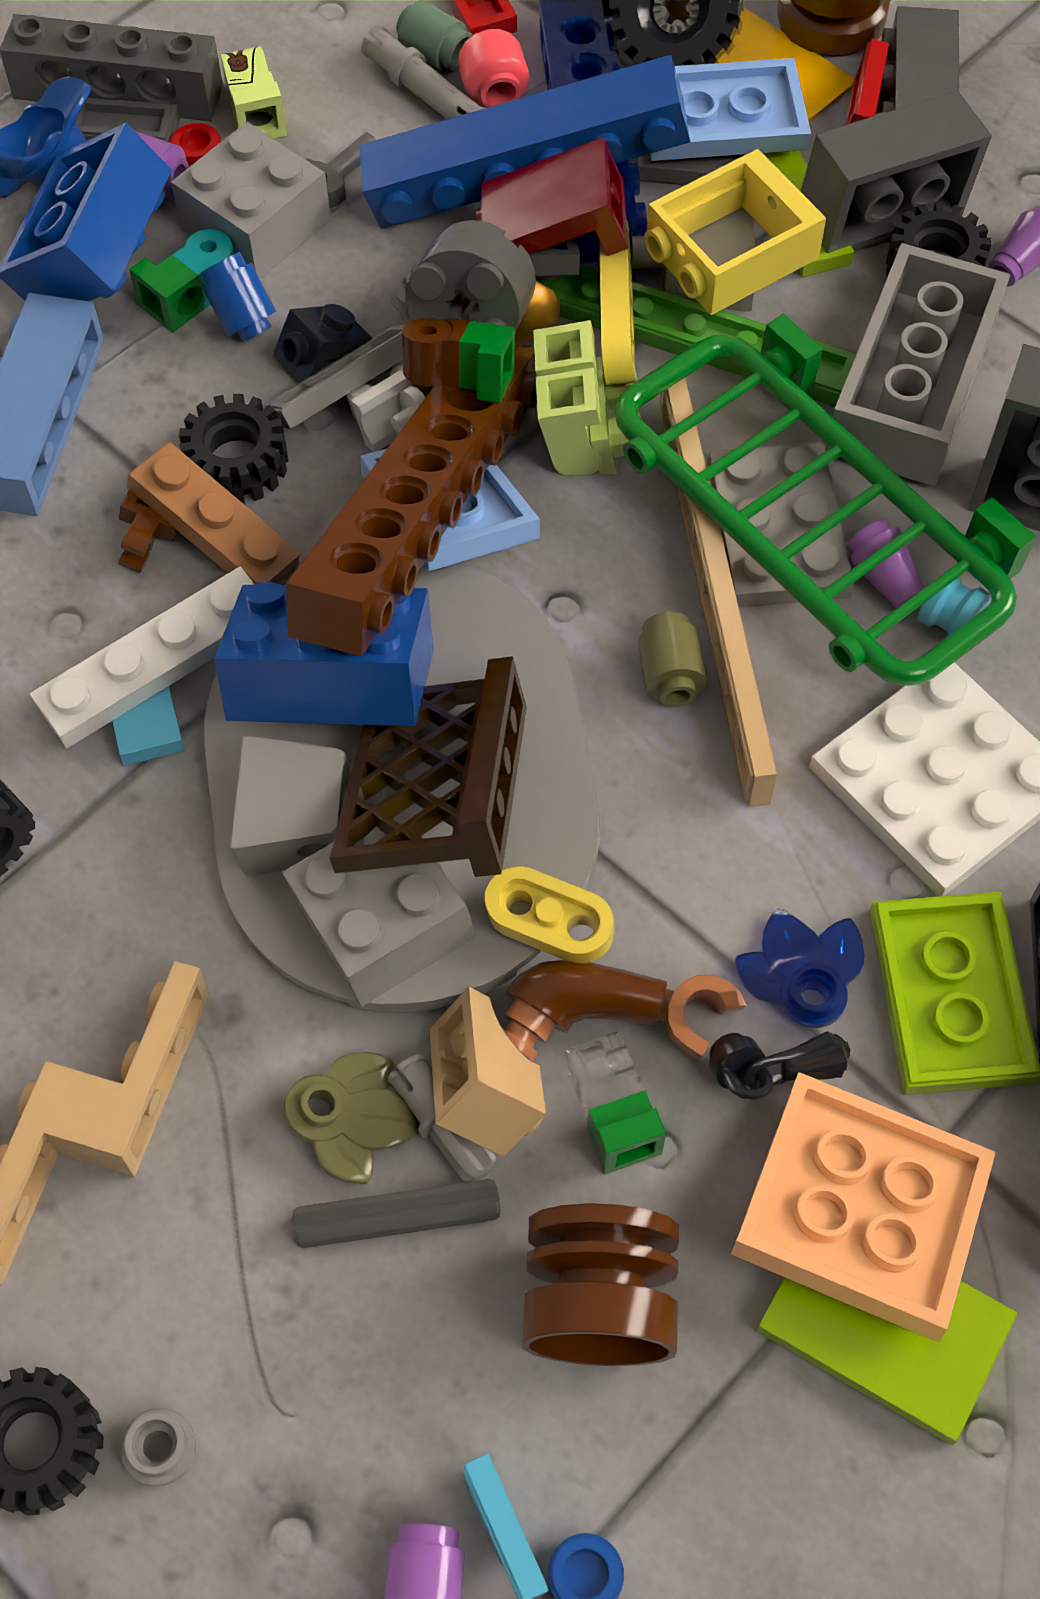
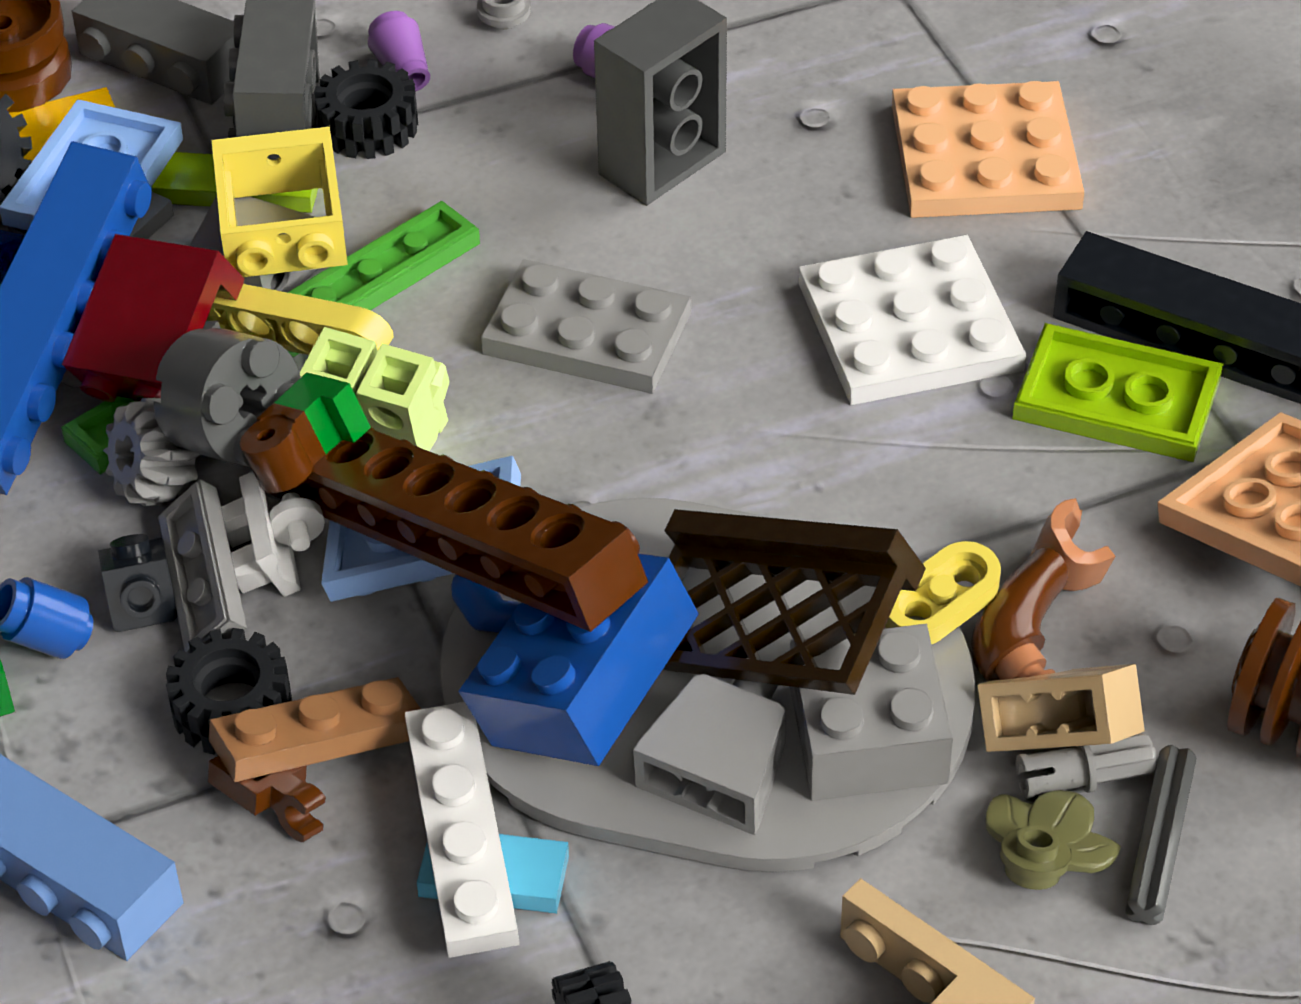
camera: 65 degrees left, 15 degrees down
(614, 1103) = (1126, 633): leg -> none
(671, 659) = (698, 442): olive brick -> none
(722, 617) = (641, 383): tan tile -> none
(740, 1062) = (1143, 489): black piece -> none
(788, 367) = (719, 183): green bar -> none
(801, 961) = (1052, 471): clear blue plate -> none
(867, 82) = (149, 80): red tile -> none
(897, 574) = (683, 267): medium lavender cone -> none
(920, 360) = (494, 158): light grey brick -> none
(953, 606) = (756, 241): medium azure wheel -> none

